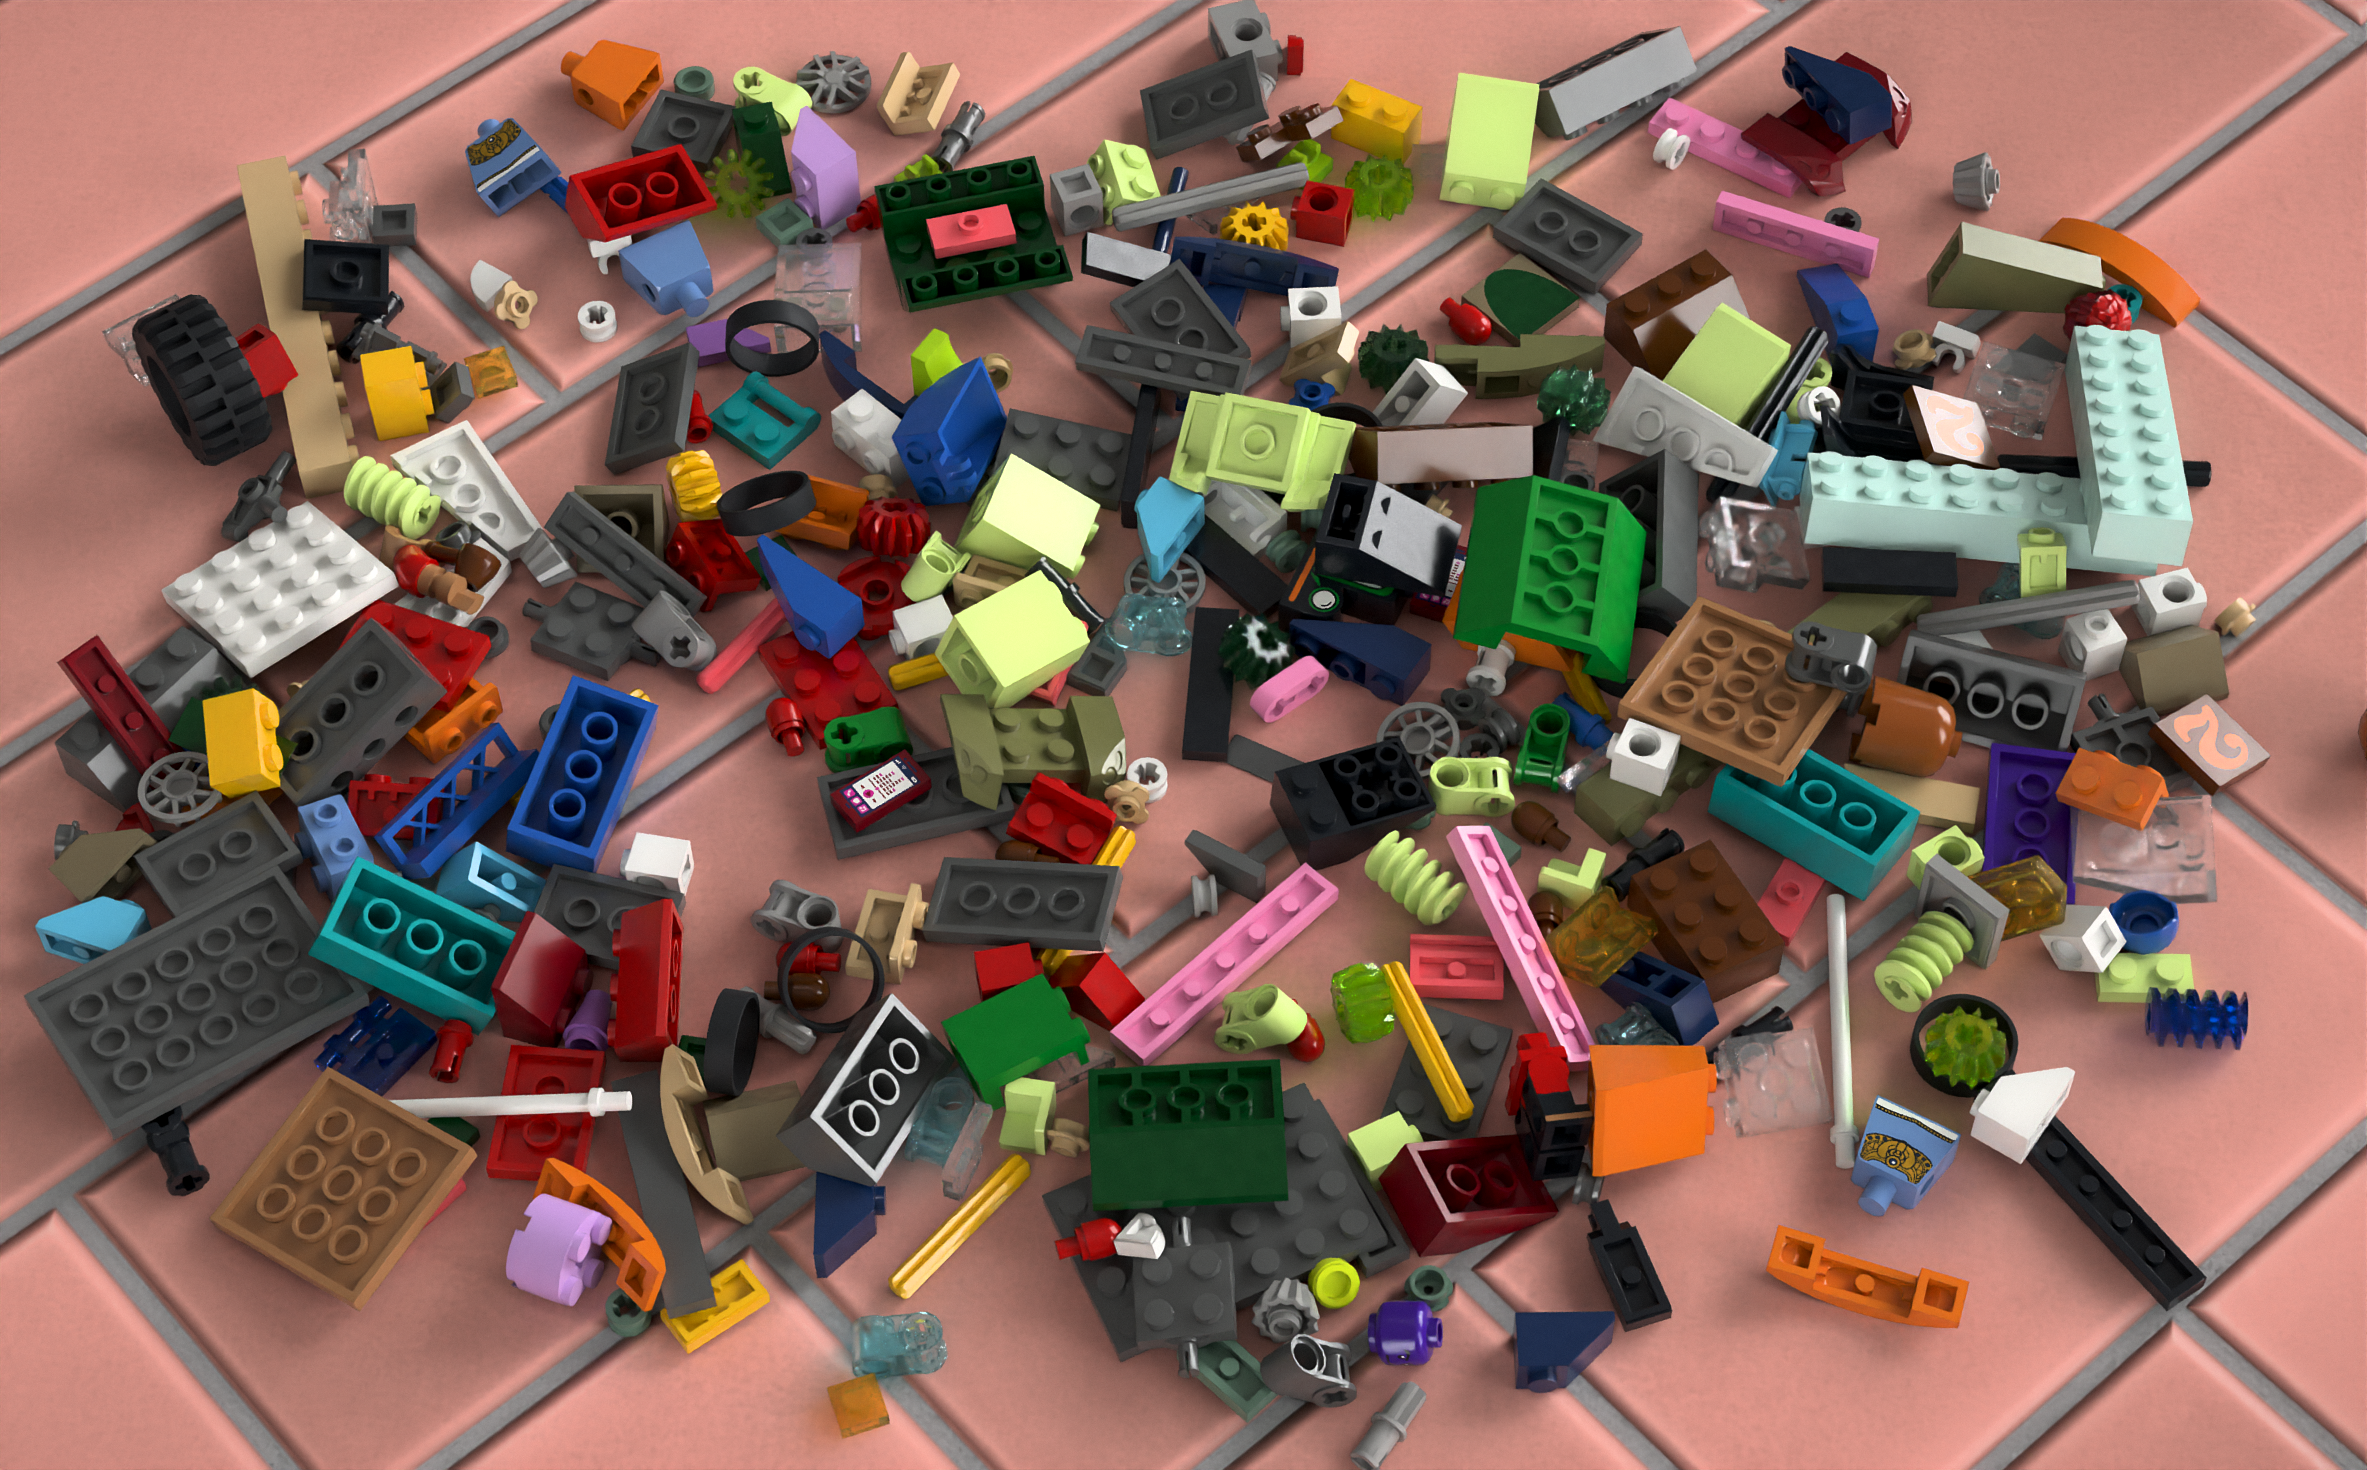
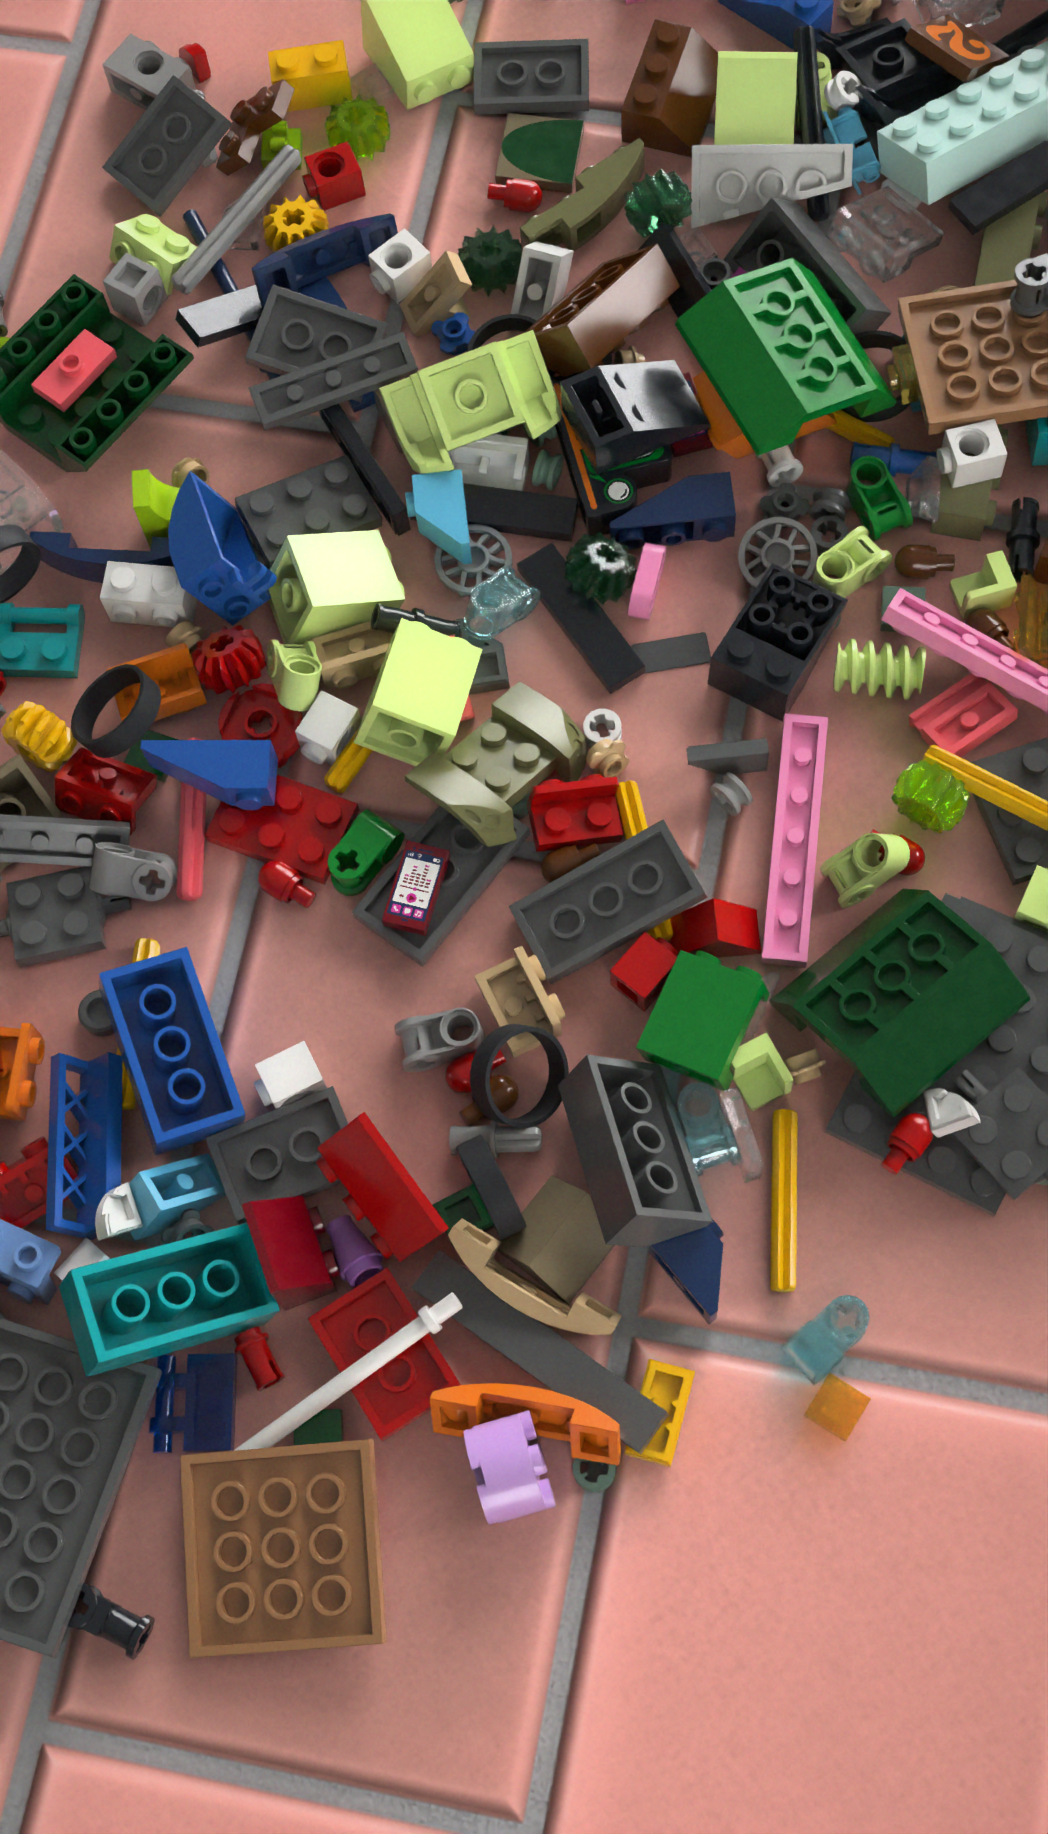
camera: 30 degrees left, 15 degrees up
(435, 863) = (117, 1213): none -> white tile
(1642, 653) = (903, 374): none -> clear yellow plate

